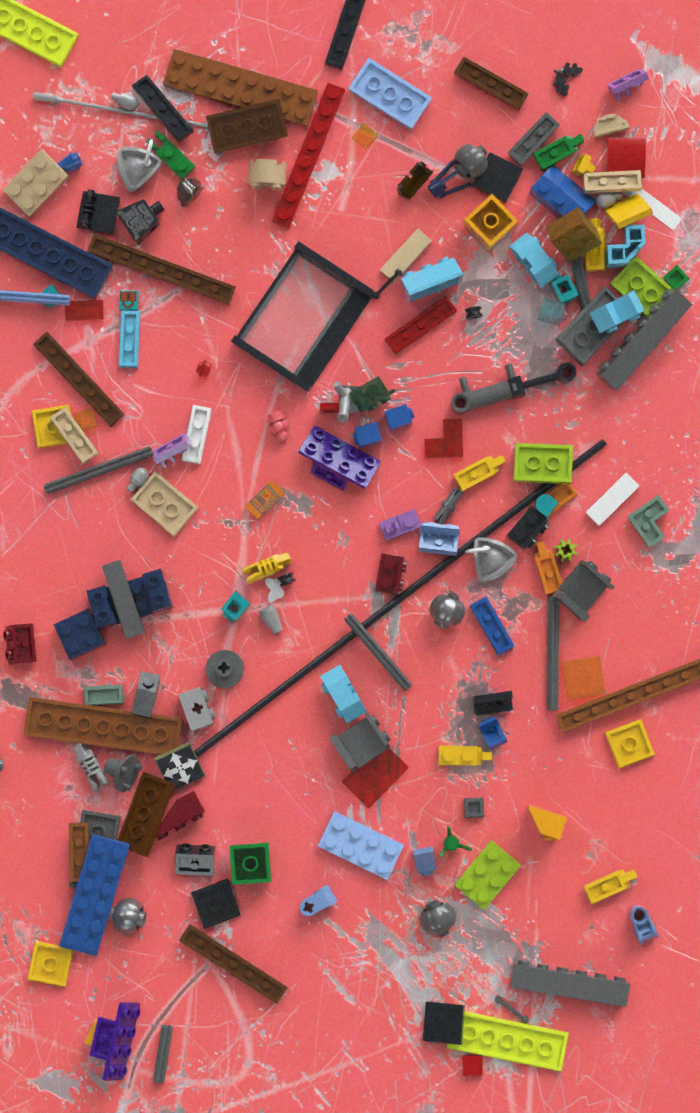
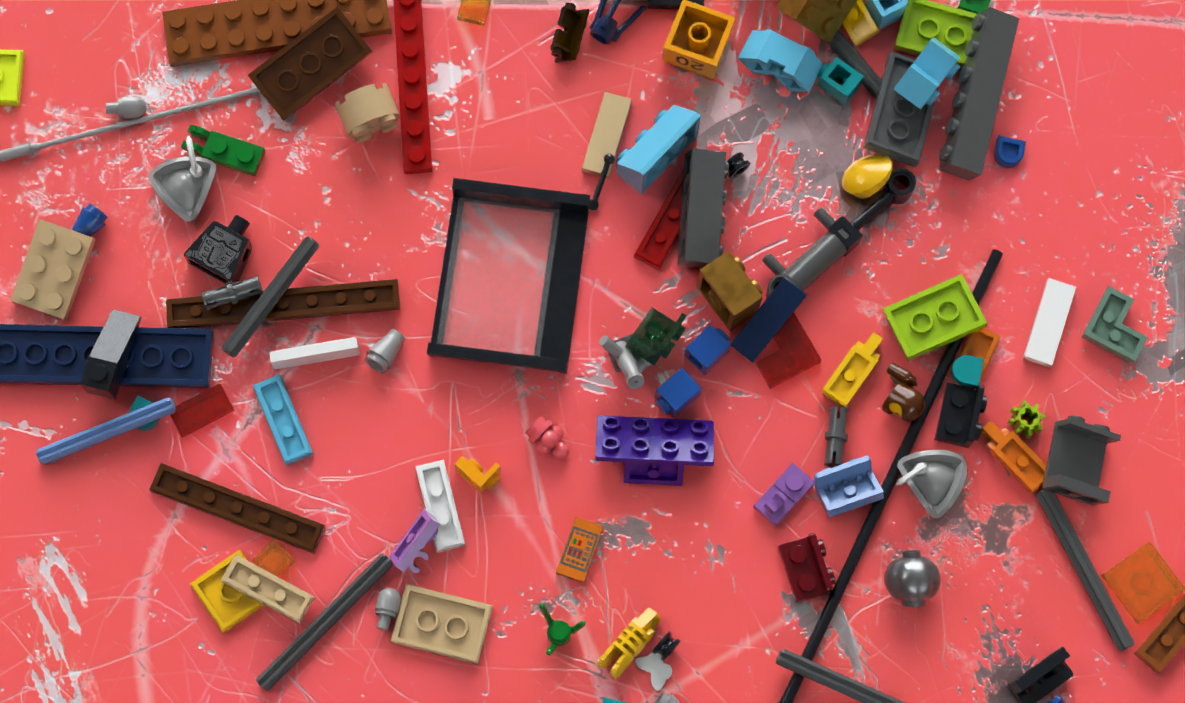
camera: 25 degrees left, 10 degrees down
(46, 252) = (110, 355): none -> slope
(98, 212) = (158, 269): black hinge -> none
(128, 300) = (257, 367): tile -> none
(134, 249) = (232, 292): none -> dark grey pin
(155, 262) = (270, 297): none -> dark grey axle
(162, 108) = (184, 94): black tile -> none
(166, 308) = (314, 353): none -> white tile
(188, 190) = (271, 183): clear smoke piece -> none
(203, 368) = (406, 410): clear red plate -> none
(207, 327) = (384, 351): none -> light grey cone
(224, 424) = (472, 473): none -> light orange bracket
(228, 540) = (558, 631): none -> green plant
(329, 407) = (606, 380): red tile -> none
(427, 389) = (729, 290): none -> pearl gold brick
(437, 330) = (702, 207): none -> dark grey brick
(443, 417) = (768, 319): none -> dark blue tile
(492, 626) = (981, 572): blue tile -> none
(499, 503) = (903, 399): none -> reddish brown piece
(549, 357) = (867, 175): none -> yellow hat
(552, 312) = (839, 116): clear light blue brick -> none
(645, 383) = (1008, 151): none -> blue tile

